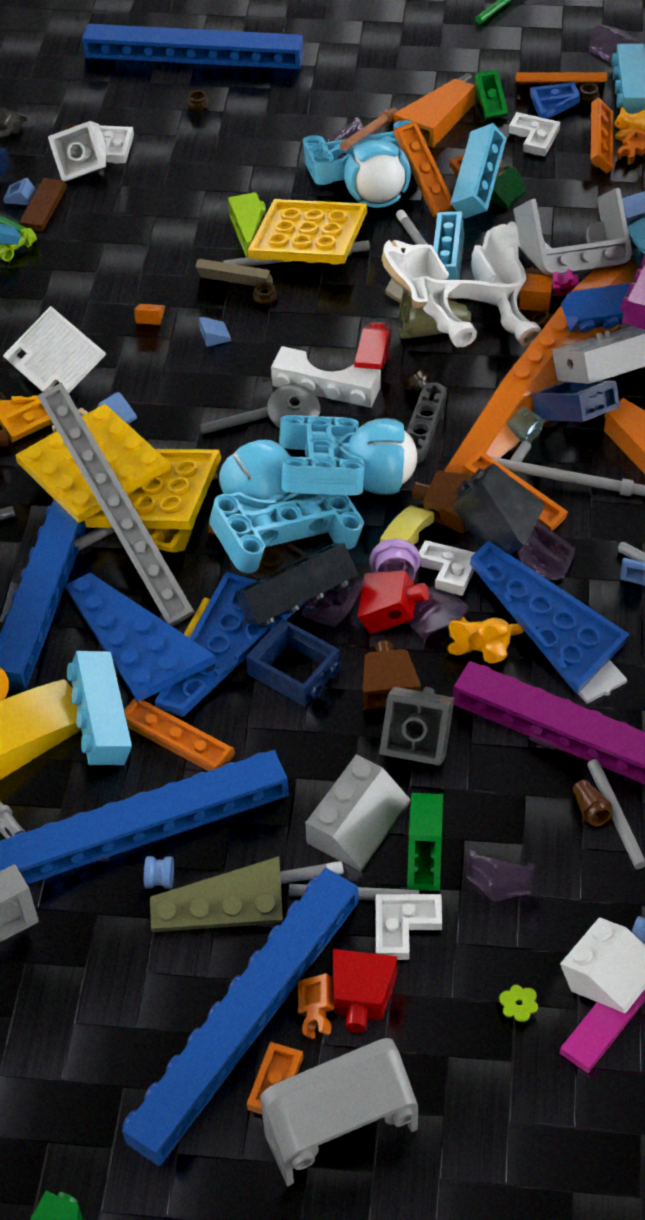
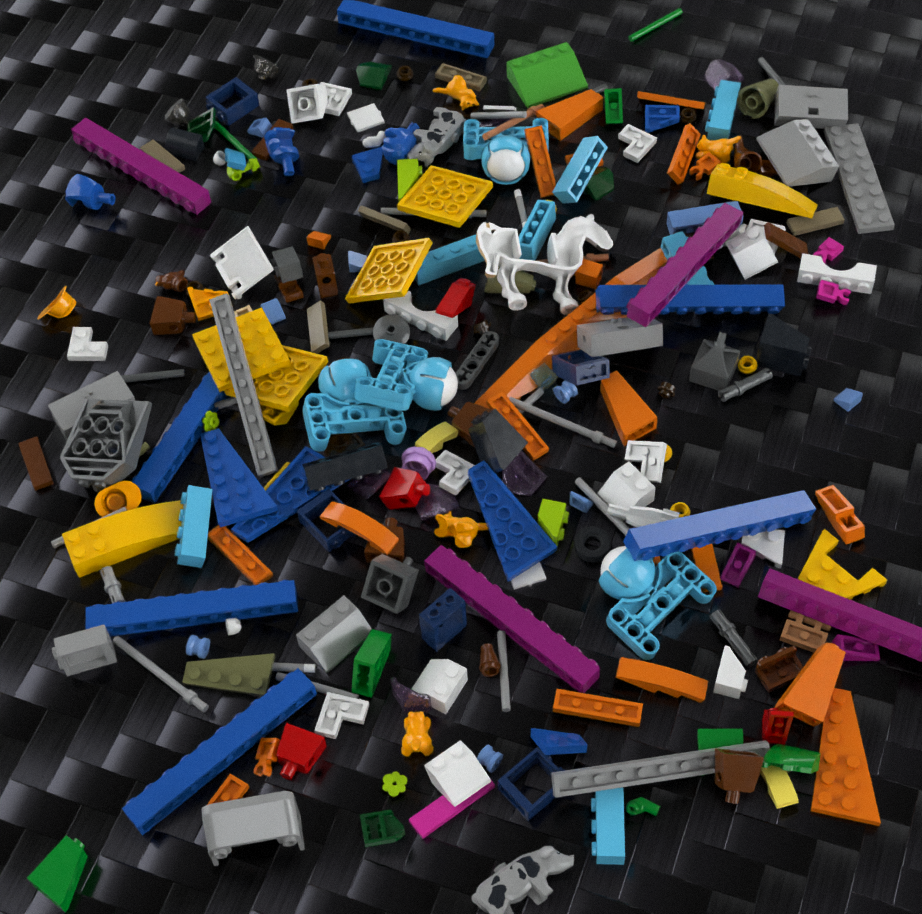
camera: 15 degrees right, 5 degrees up
(60, 212) = (281, 148): none -> blue piece
(75, 565) = (210, 421): none -> lime plant
(121, 347) = (286, 264): none -> dark grey brick
(127, 378) = (289, 290): none -> reddish brown slope
(154, 109) = (373, 74): none -> dark green slope
(162, 160) = (365, 117): none -> white piece
(167, 945) = (188, 695): none -> light grey bar
(171, 342) = (324, 268): none -> reddish brown torso
(184, 185) = (374, 142): none -> white arm
(186, 212) = (369, 164): none -> blue wing
(188, 418) = (318, 327): none -> dark tan tile
(200, 834) = (233, 626): none -> white hinge
(223, 179) = (399, 143): none -> blue piece
(267, 330) = (389, 271): none -> yellow plate
(271, 162) = (439, 137): none -> light grey animal
(274, 94) = (473, 80): none -> dark tan tile
(279, 108) = (458, 90): none -> light orange animal
(338, 306) = (449, 260): none -> medium azure brick
(340, 120) = (498, 108): none -> white piece
(346, 653) = (361, 525): none -> orange slope
(348, 124) = (499, 115): none -> light grey bar
(386, 73) = (546, 75): none -> bright green slope
(512, 759) = (443, 622): none -> dark blue window
(522, 1071) = (381, 828): none -> dark green slope
(527, 927) = (416, 734): none -> light orange animal
(538, 840) = (442, 682): none -> white slope
(562, 438) = (565, 391): none -> medium blue wheel
(564, 282) = (609, 271): dark pink plate -> none
(606, 240) = (648, 250): light grey windscreen -> none
(609, 597) = (551, 519): none -> lime slope

